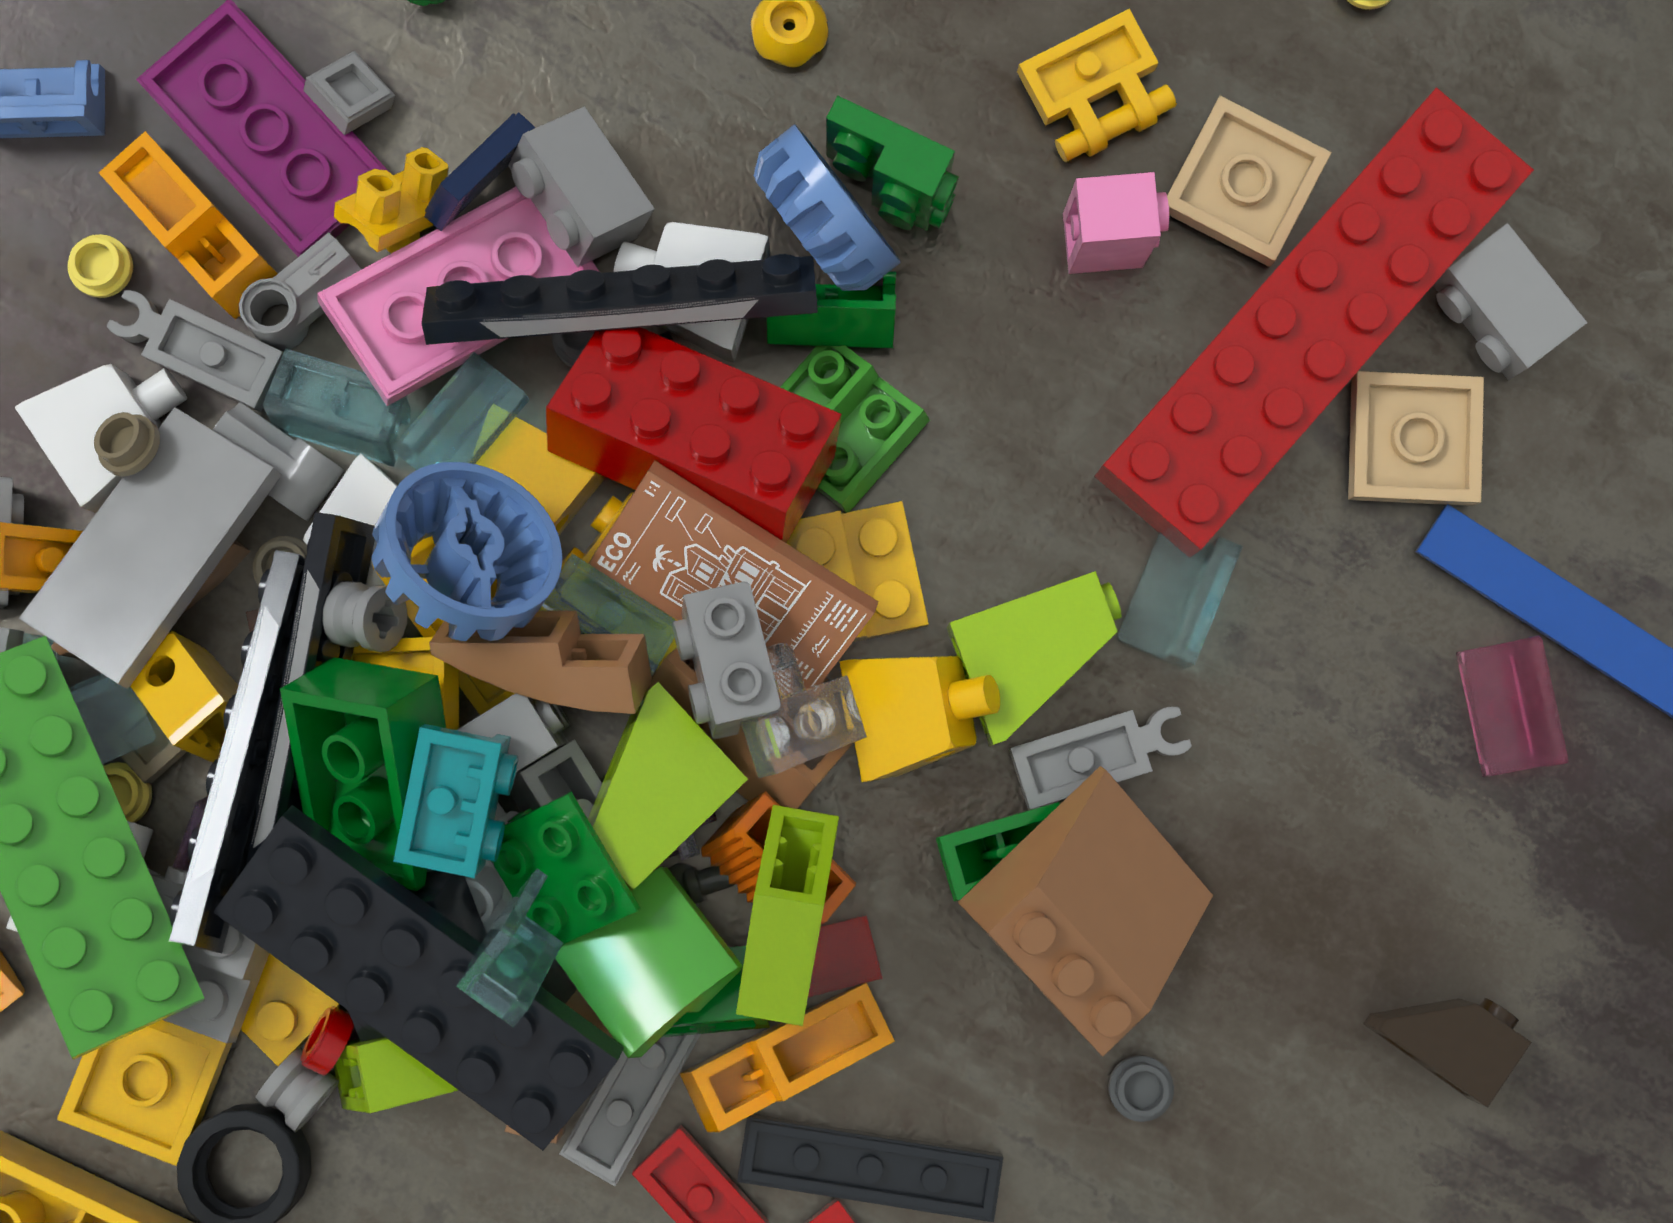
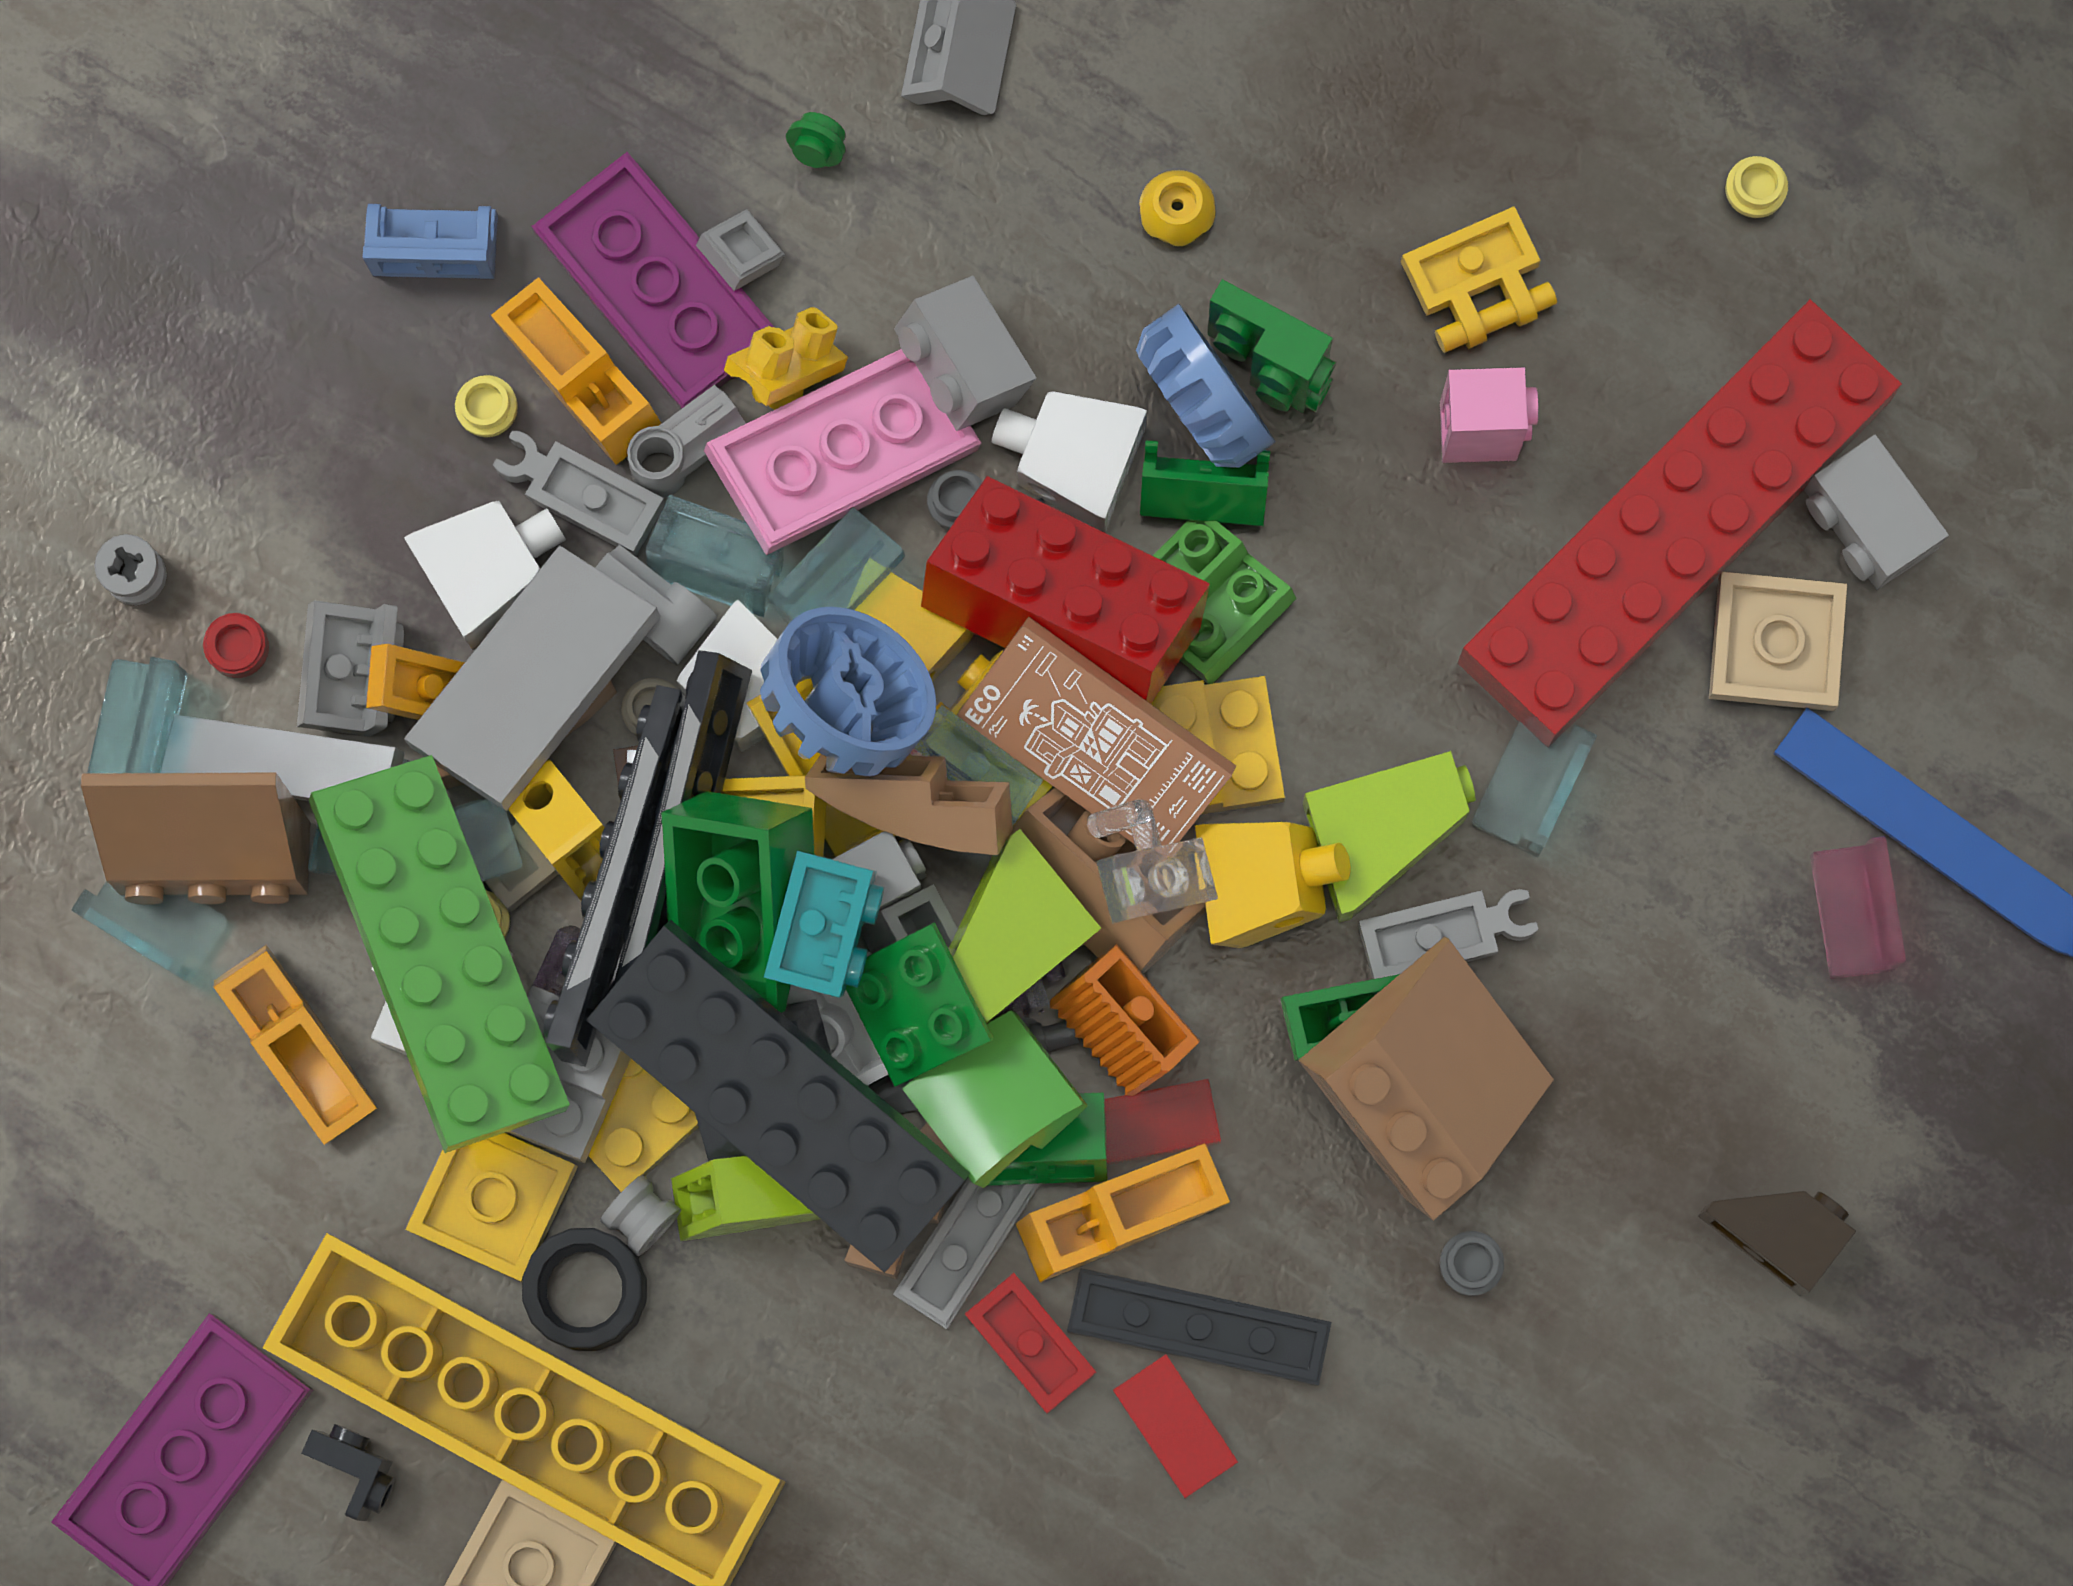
camera: 10 degrees right, 5 degrees down
(126, 443) = (516, 577): dark tan plate -> none
(327, 1040) = (675, 1165): red tile -> none
(363, 617) = (739, 752): light grey wheel -> none
(476, 172) = (865, 333): dark blue tile -> none
(512, 958) = (869, 1075): clear light blue panel -> none
(619, 299) = (1001, 463): black plate -> none
(729, 658) = (1089, 808): light grey bracket -> none
(787, 915) = (1132, 1056): lime slope -> none
(1246, 181) = (1621, 380): tan plate -> none

